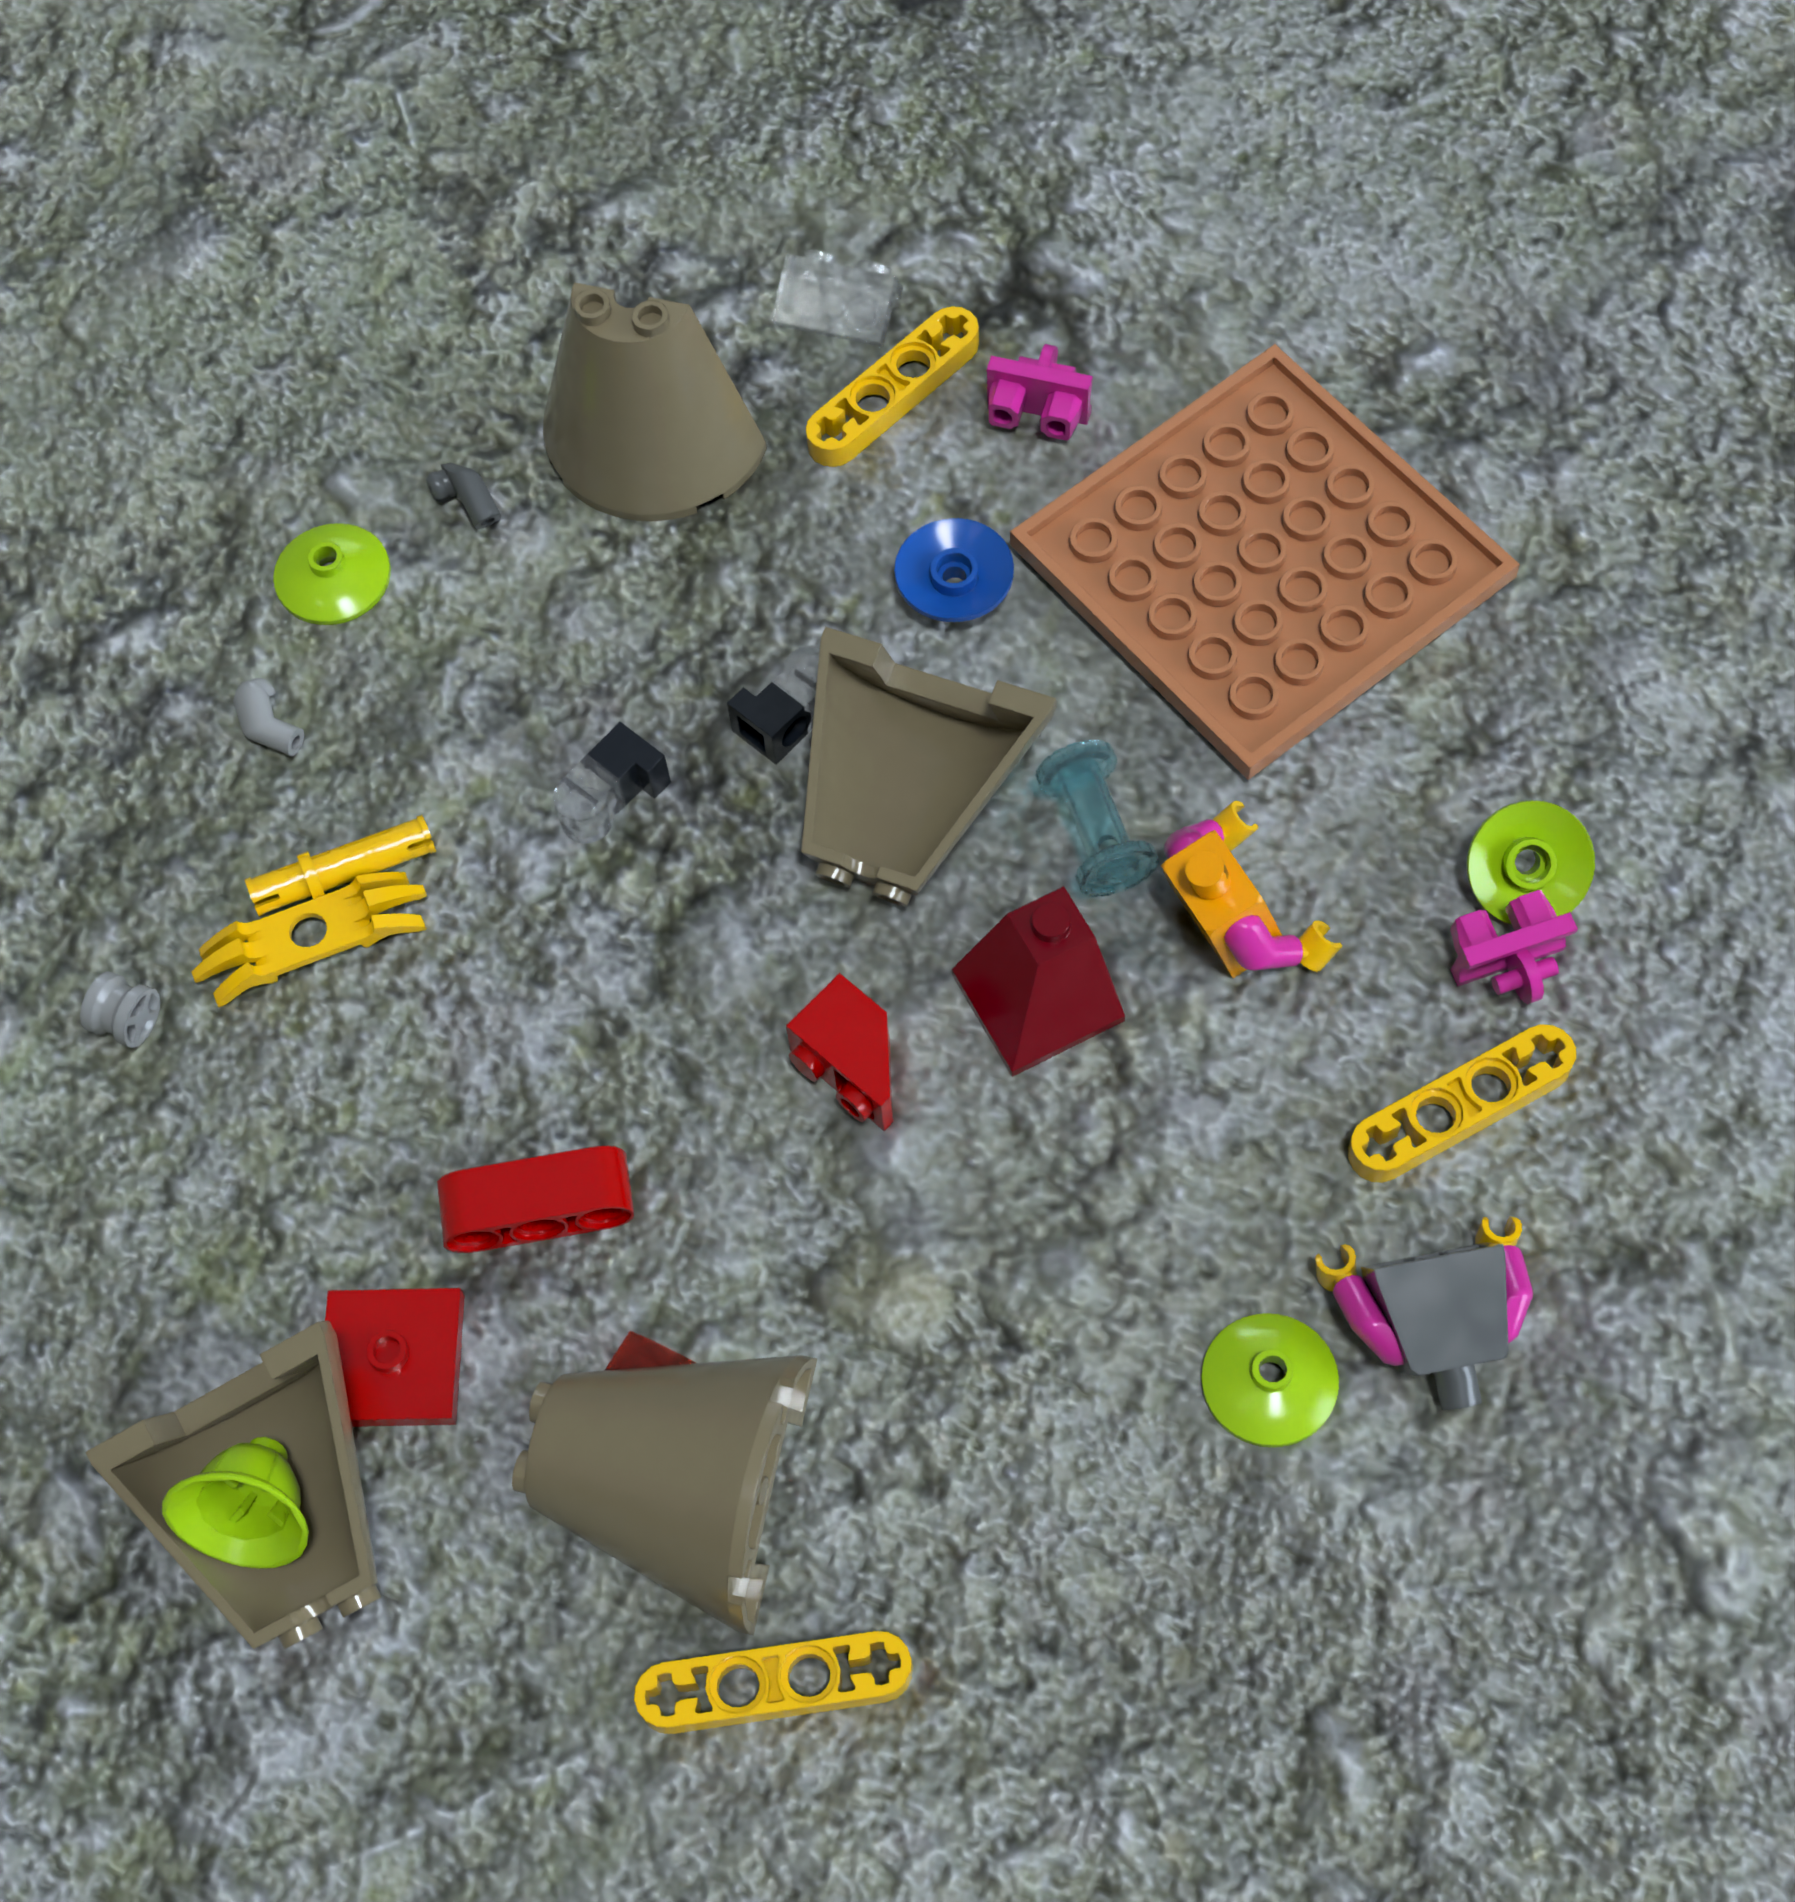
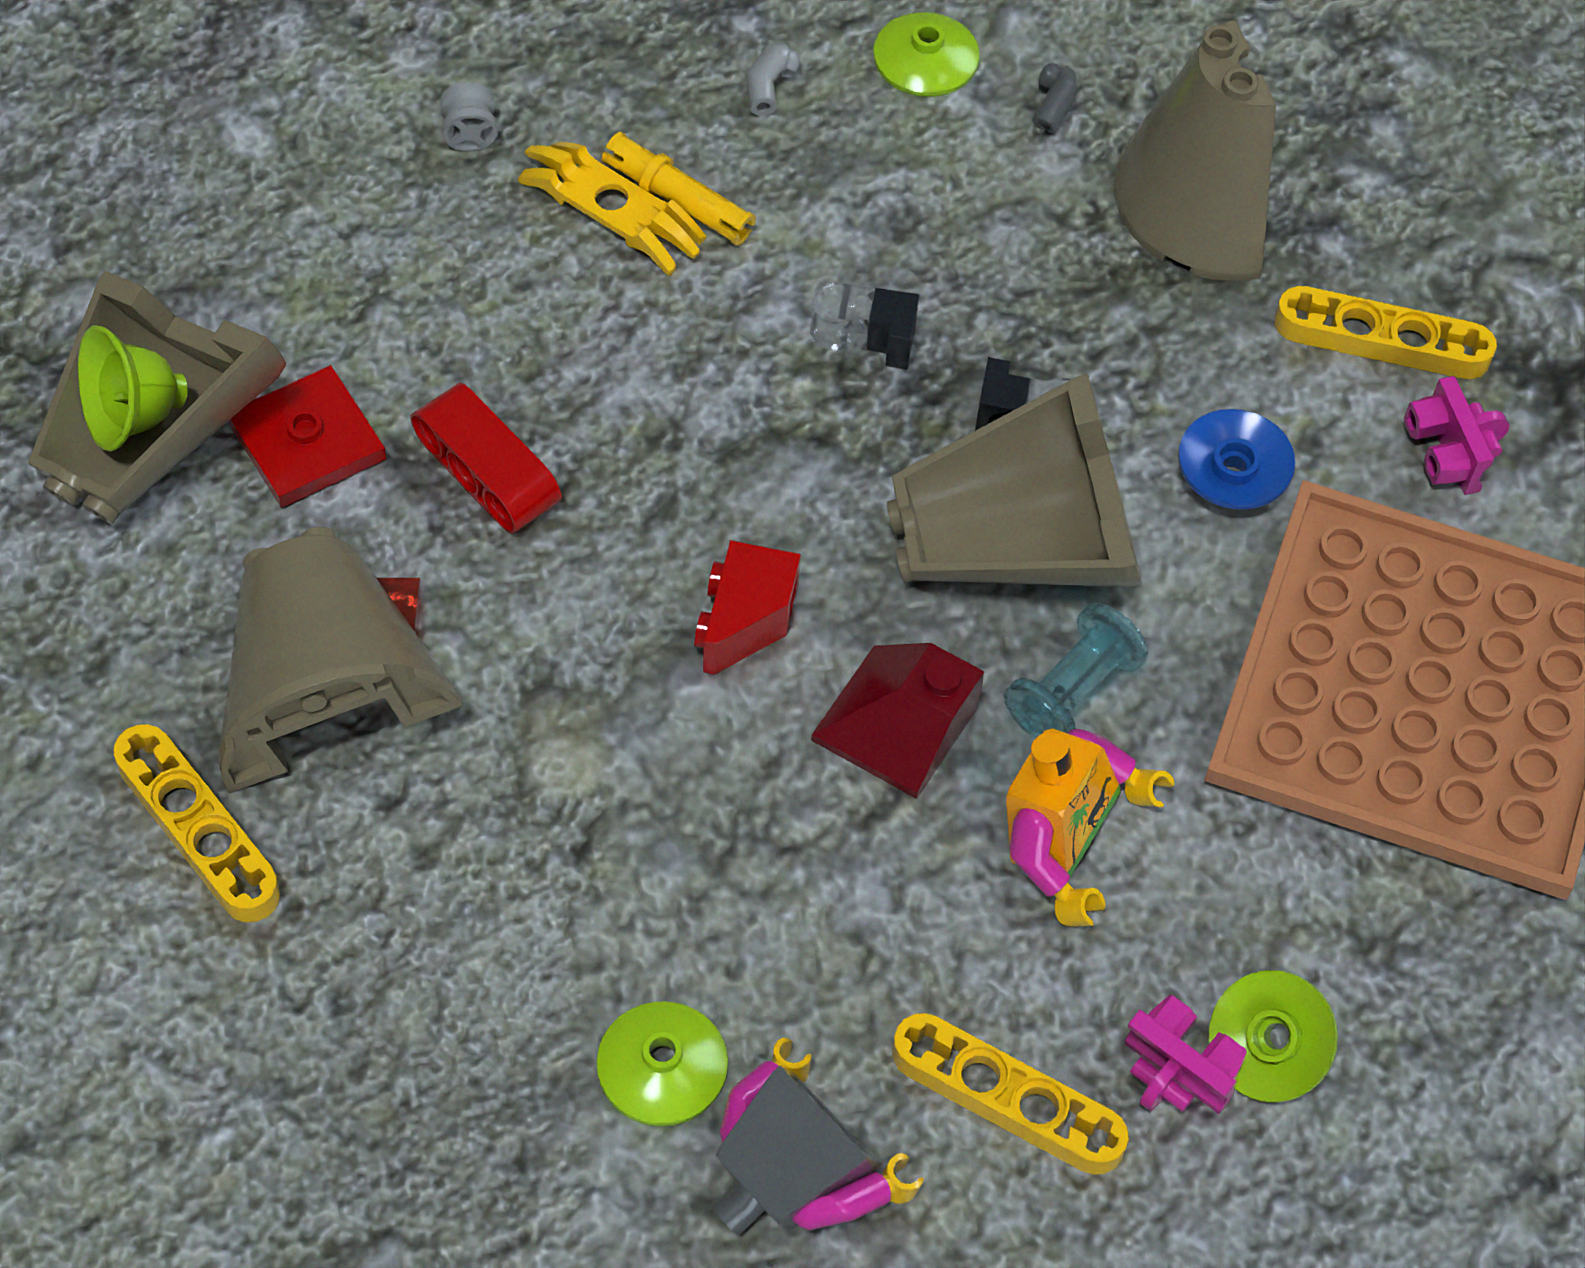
camera: 50 degrees right, 5 degrees down
(836, 298) = (1430, 246): clear bracket -> none

